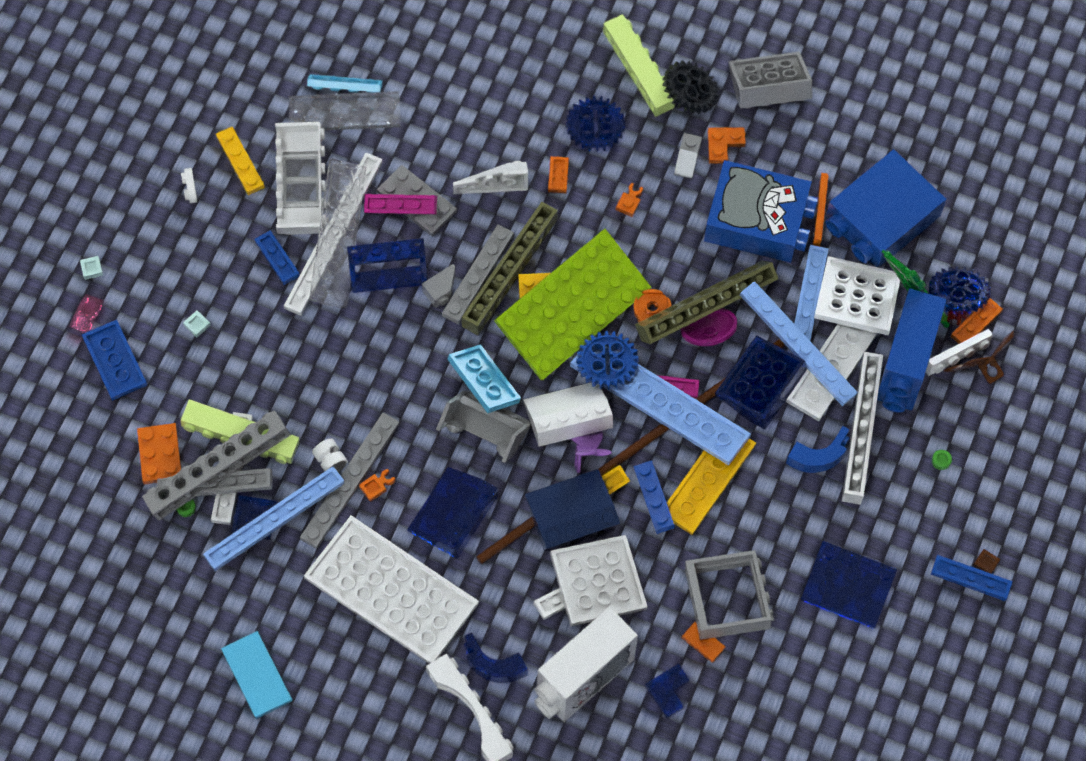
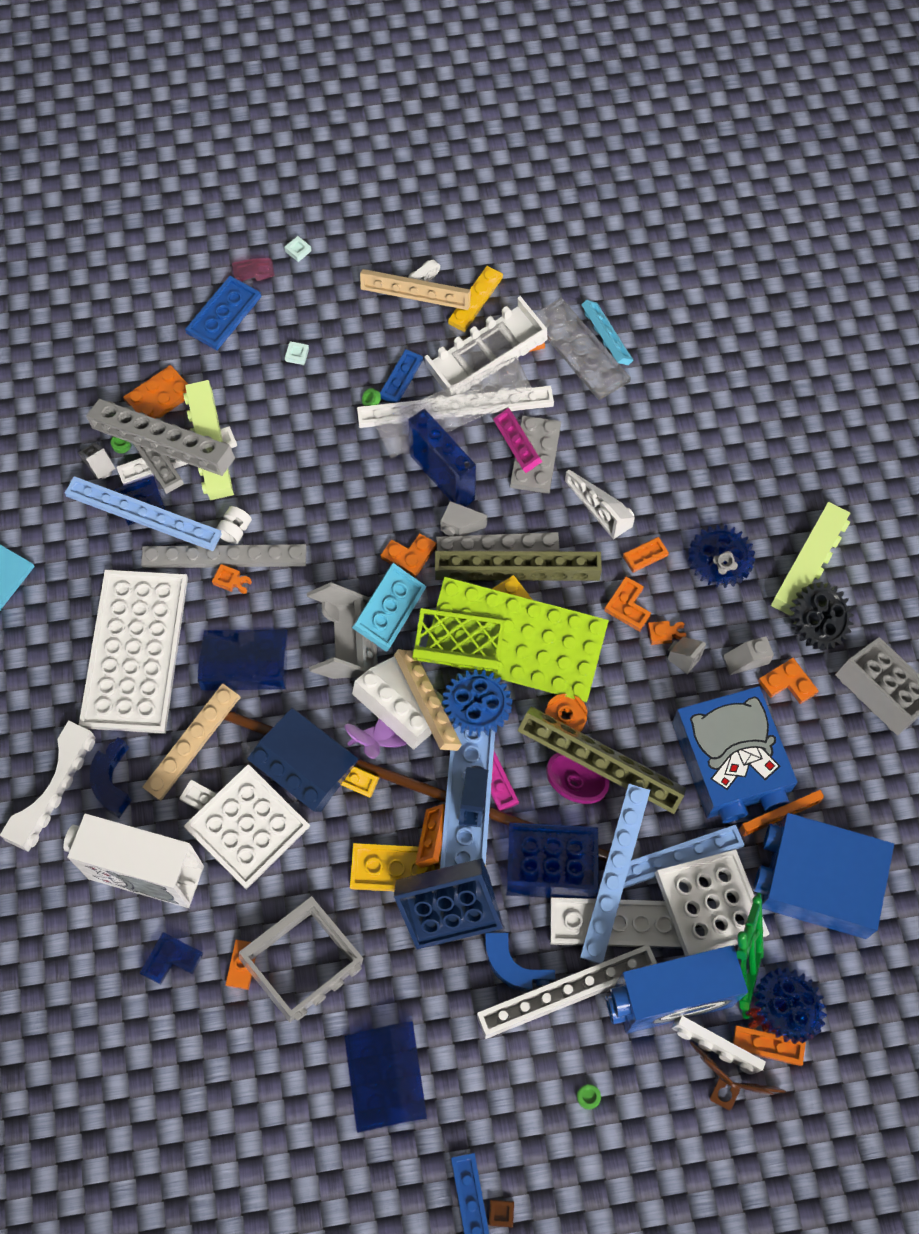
camera: 60 degrees right, 0 degrees up
(192, 532) = (97, 461): none -> slope
(203, 199) = (415, 289): none -> tan plate
(281, 290) = (371, 397): none -> bright green tile
(446, 342) = (410, 559): none -> orange plate
(501, 586) = (191, 742): none -> tan plate
(561, 354) = (458, 659): none -> lime fence
(587, 392) = (428, 701): none -> tan plate
(590, 216) = (623, 605): none -> orange plate
(607, 118) = (728, 557): none -> light grey plate
(654, 497) = (364, 829): blue plate -> none
(660, 195) = (686, 653): none -> light grey slope
(684, 401) = (473, 796): none -> dark blue slope
(691, 452) = (431, 837): none -> orange plate
(752, 466) = (448, 904): none -> dark blue slope

